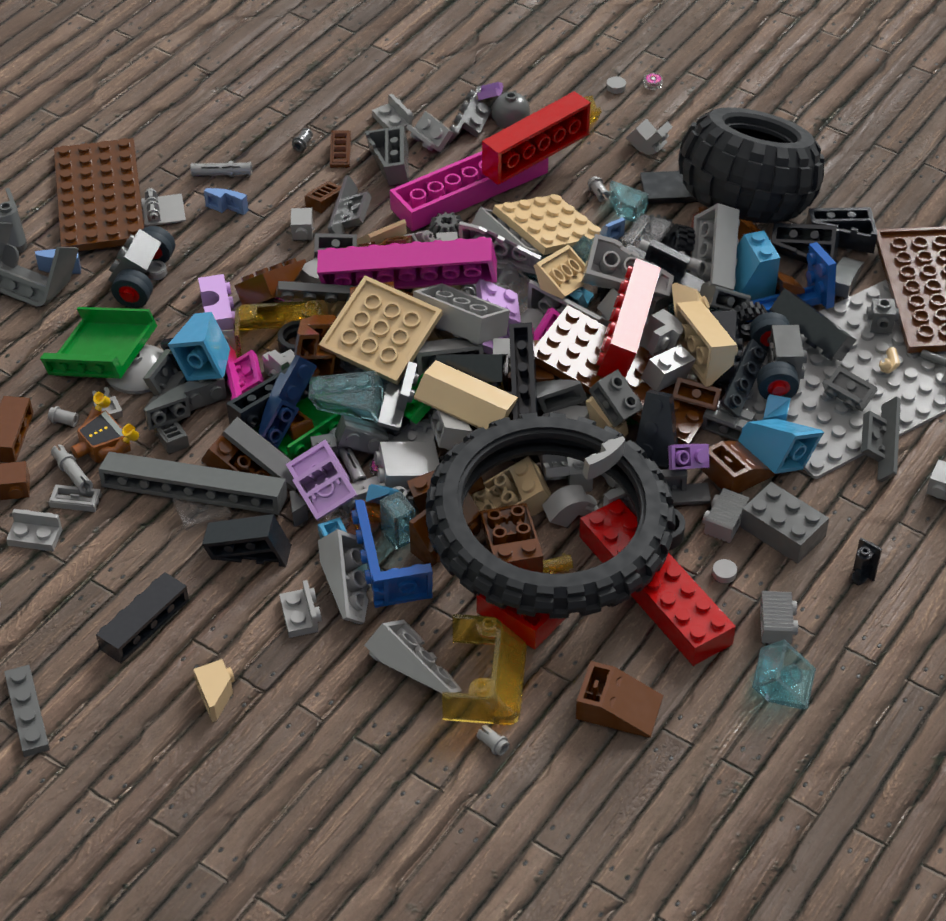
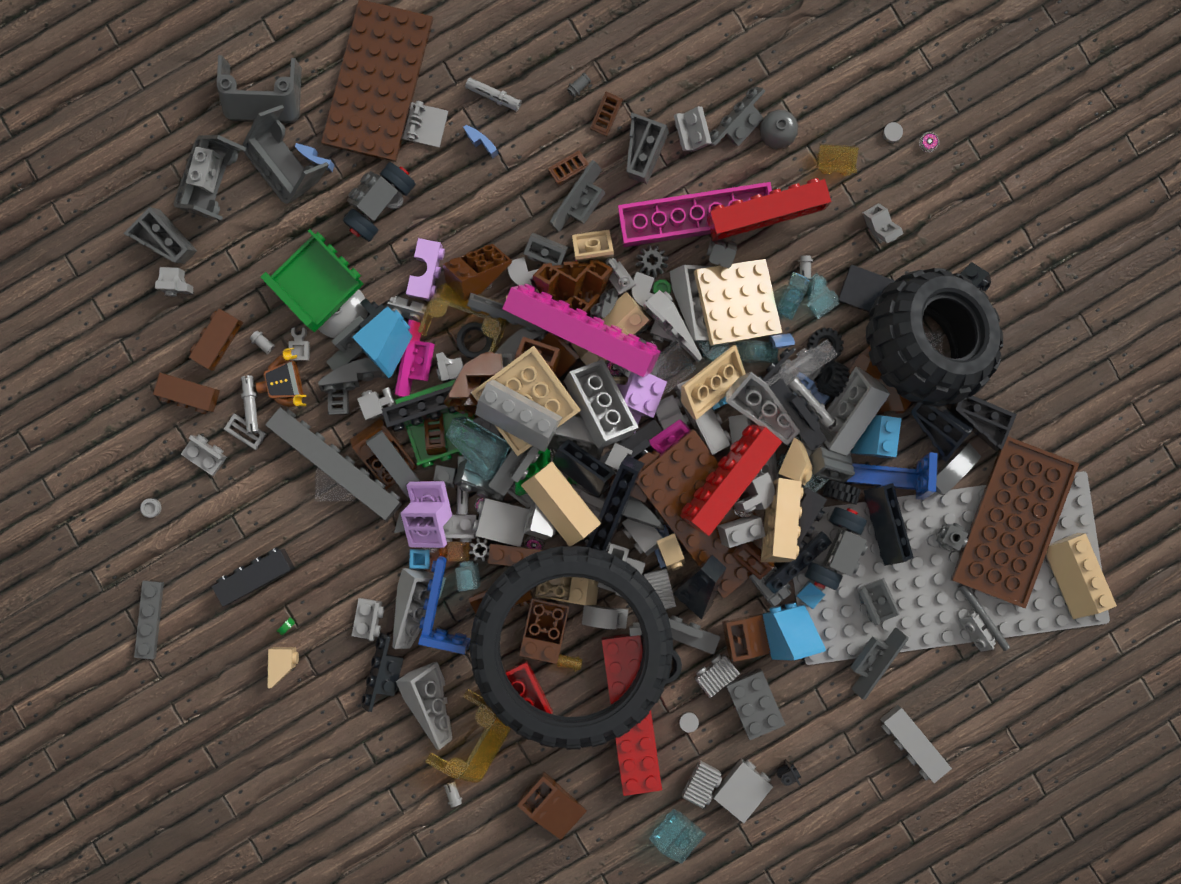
camera: 30 degrees right, 40 degrees up
(203, 649) = (285, 626): none -> green tile
(211, 422) = (372, 403): none -> light grey brick
(247, 538) = (352, 541): black wedge -> none
(283, 399) = (424, 427): dark blue slope -> none
(301, 224) = (532, 201): light grey brick -> none
(344, 653) = (383, 674): none -> black bracket
(378, 335) = (517, 415): none -> light grey slope
(378, 492) = (465, 551): dark azure slope -> none
(393, 114) = (671, 88): light grey bracket -> none
(490, 90) = (772, 97): medium lavender slope -> none
(511, 188) = (722, 252): none -> dark grey brick
(599, 206) = (792, 295): none -> clear light blue slope
(599, 463) = (634, 634): light grey slope -> none
(616, 398) = (680, 552): dark grey brick -> none
(688, 456) = (709, 624): medium lavender slope -> none
(789, 283) = (899, 465): reddish brown slope -> none
(826, 605) = (742, 790): none -> light grey brick
(891, 362) = (931, 585): tan arm -> none

